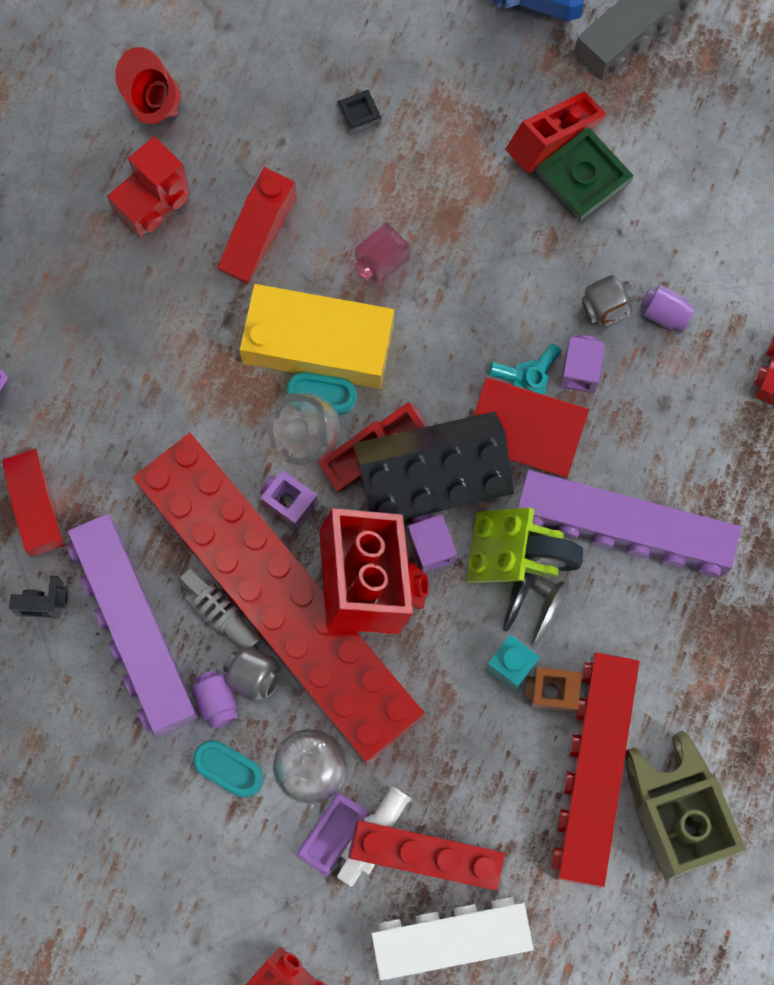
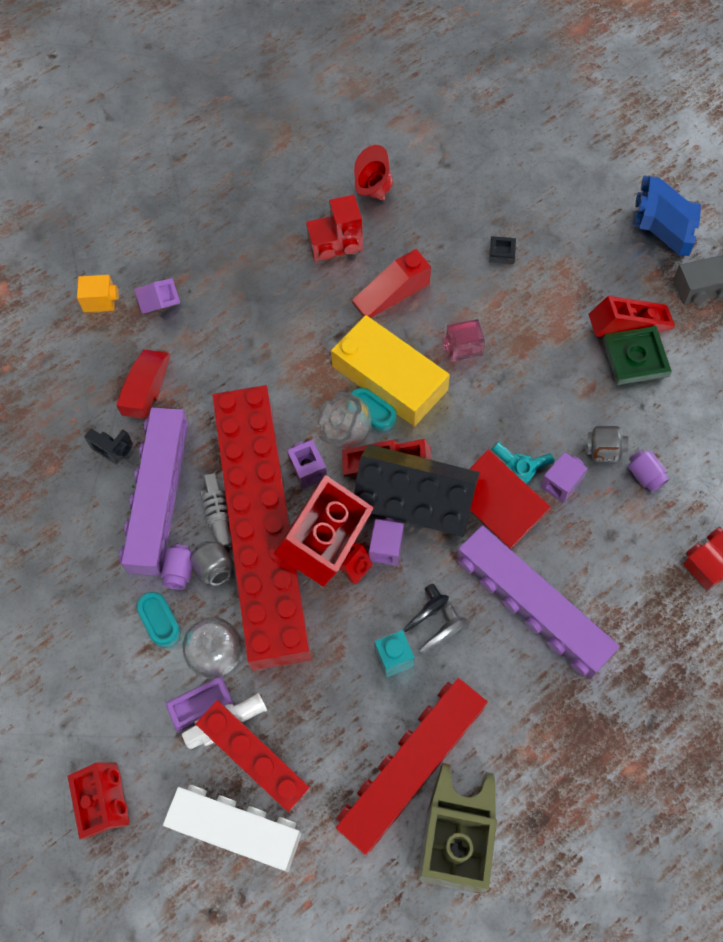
camera: 35 degrees right, 10 degrees down
(509, 545) = (442, 571): lime plate -> none
(567, 686) = (411, 677): dark orange brick -> none

